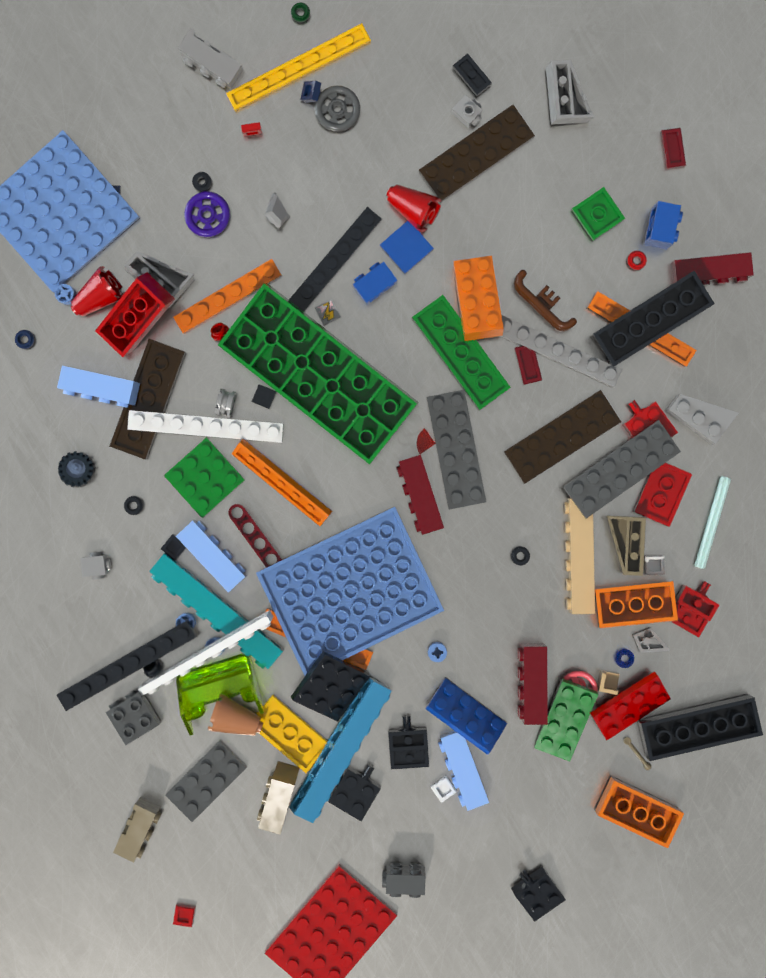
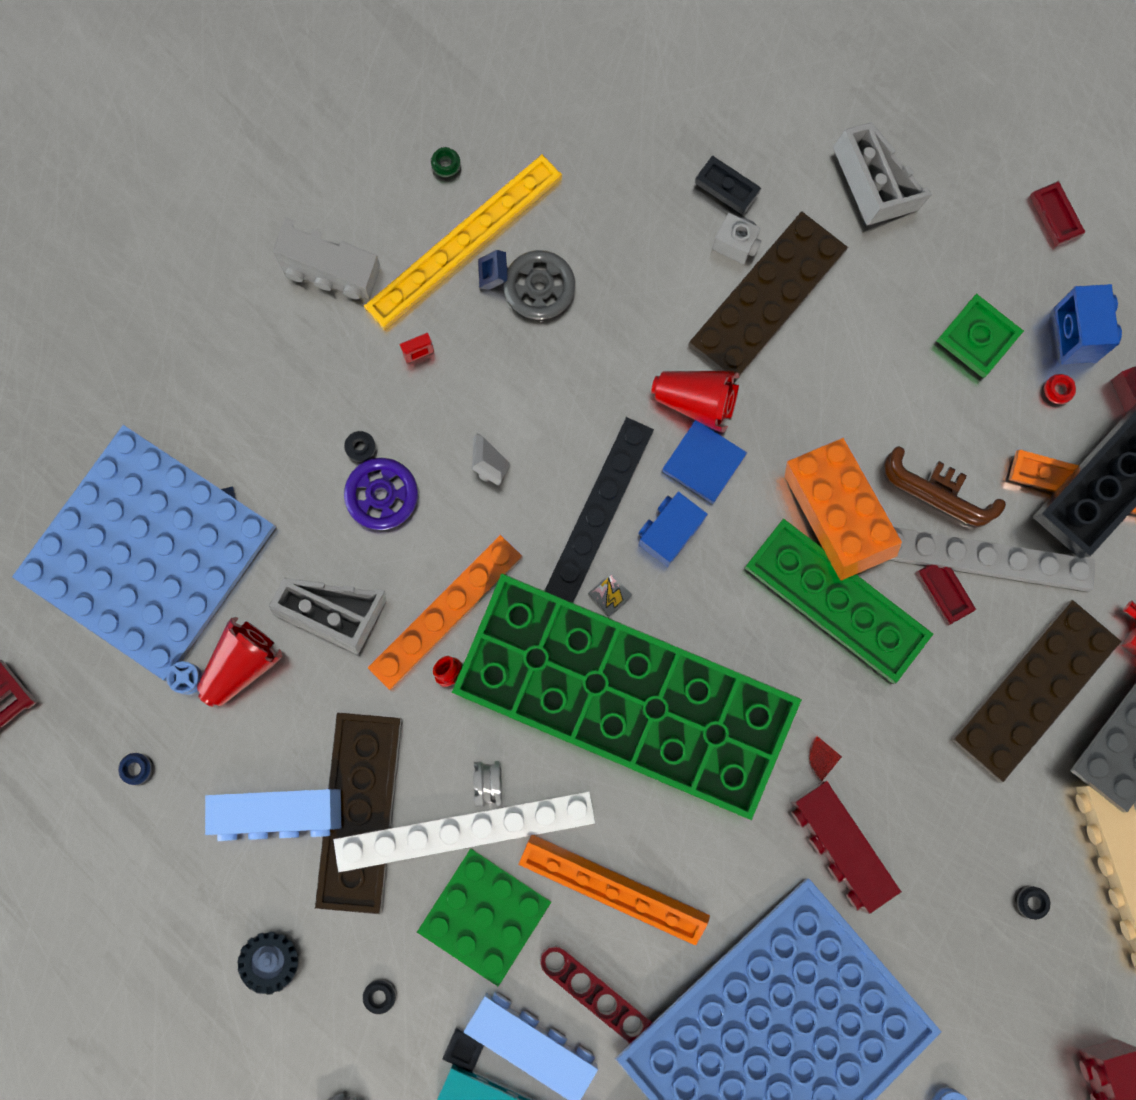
camera: 15 degrees left, 10 degrees down
(135, 314) = (305, 679): red brick -> none
(264, 396) = (546, 756): black tile -> none
(456, 449) = (877, 758): dark grey plate -> none

